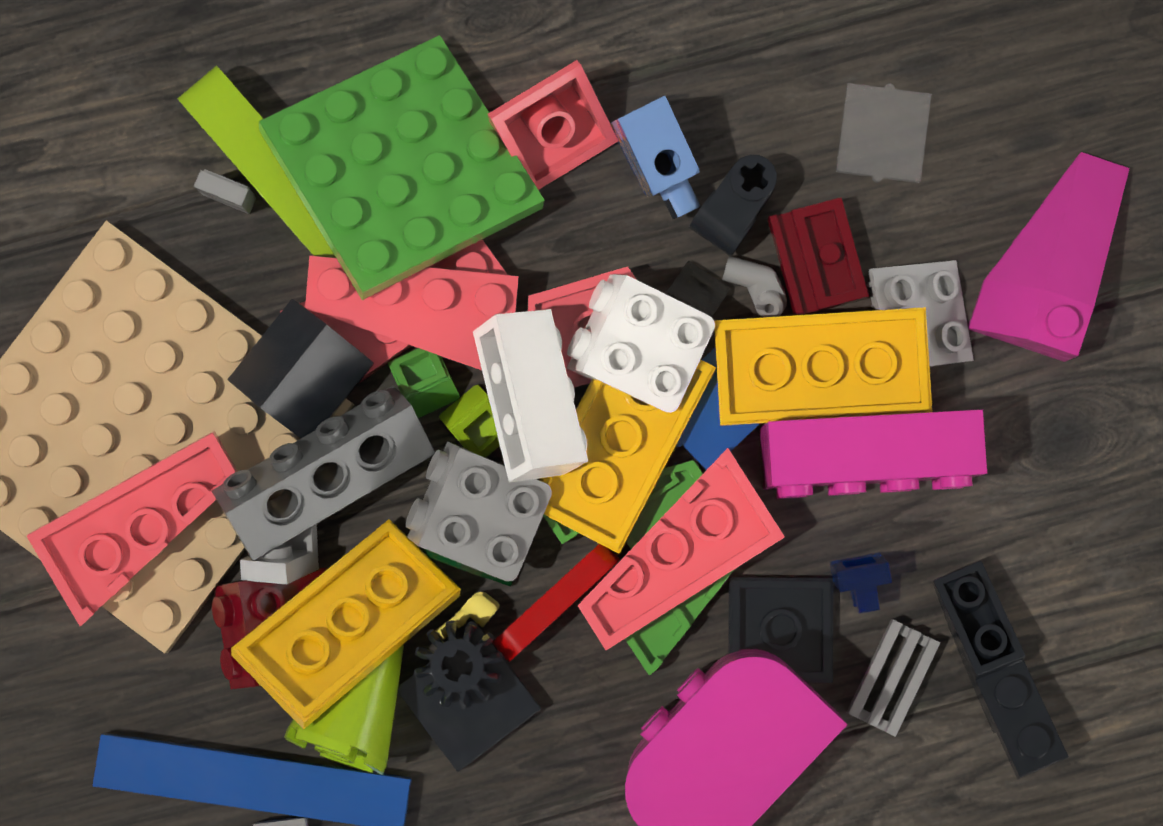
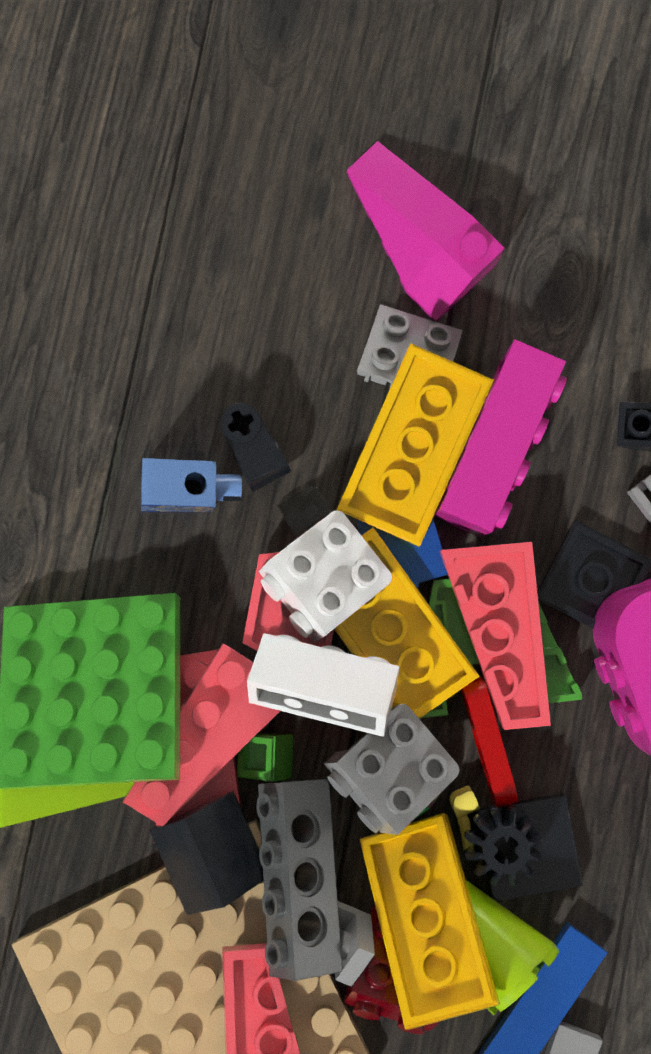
camera: 60 degrees left, 0 degrees up
(225, 191) = (37, 838): light grey tile -> none
(472, 422) = (316, 737): lime slope -> none
(554, 125) = (120, 555): coral slope -> none
(761, 283) = (324, 458): light grey arm -> none
(818, 257) = (325, 405): dark red plate -> none
(861, 578) = (587, 498): clear blue tile -> none
(883, 133) = (256, 308): clear piece -> none

